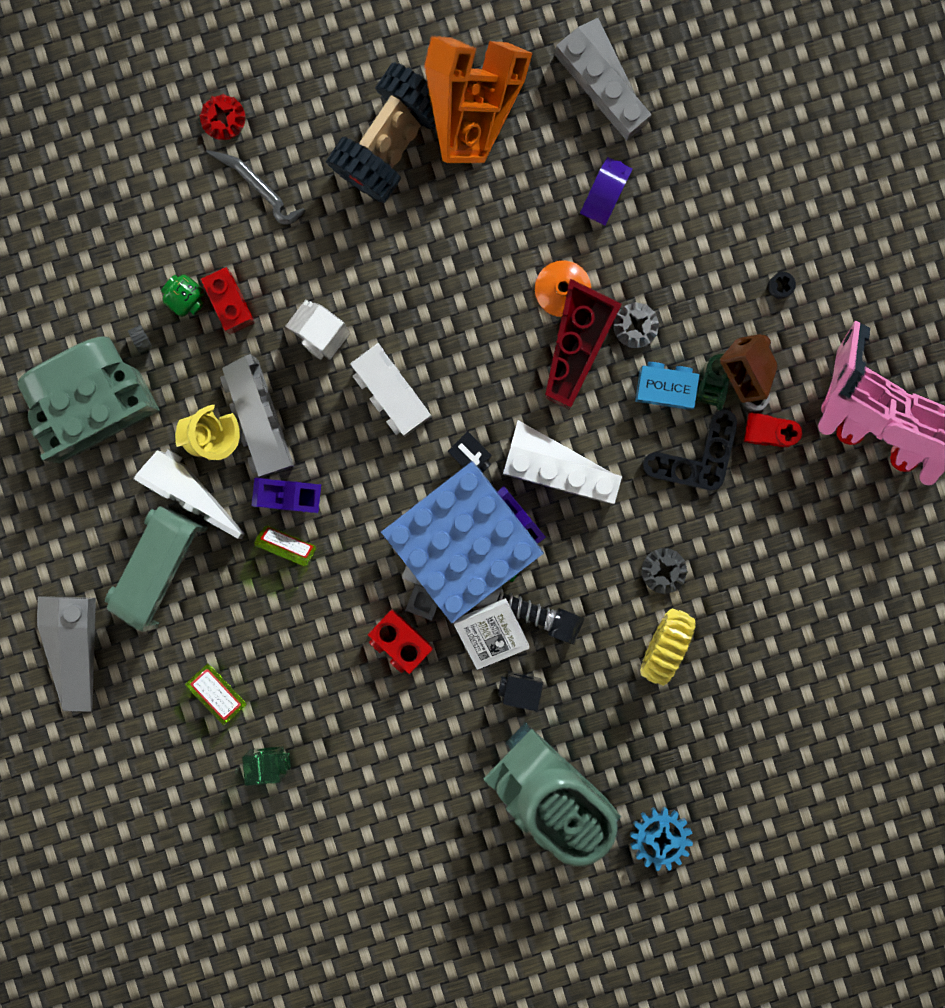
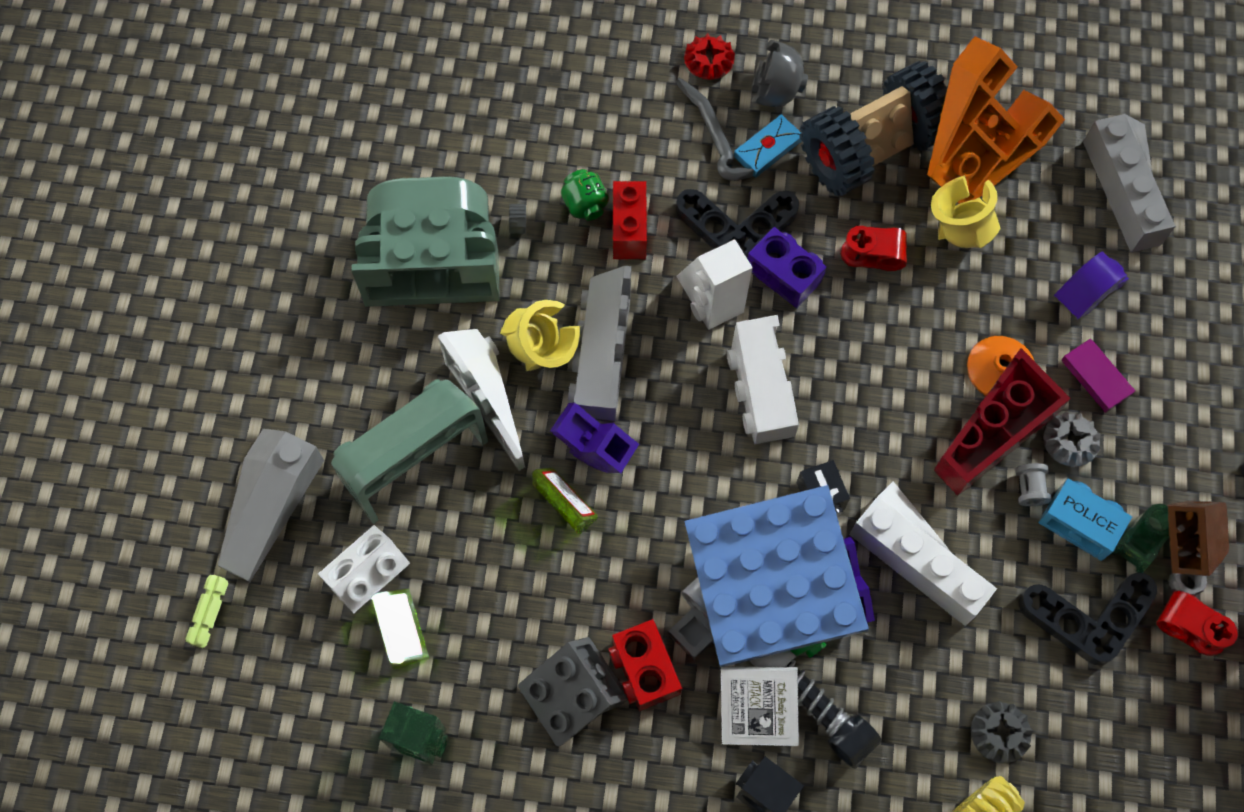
camera: 20 degrees right, 20 degrees down
(74, 746) = (206, 611): none -> yellowish green axle
(169, 668) = (364, 568): none -> white brick
(288, 116) = (779, 76): none -> dark grey cylinder
(306, 179) = (768, 145): none -> dark azure tile
(311, 271) = (731, 230): none -> black beam
(358, 680) = (572, 689): none -> dark grey bracket
(363, 290) = (779, 272): none -> dark purple brick
(434, 233) = (877, 248): none -> red piece
(489, 181) = (969, 222): none -> light yellow helmet
(620, 377) = (1033, 484): none -> light grey bush
(637, 262) = (1098, 375): none -> magenta tile

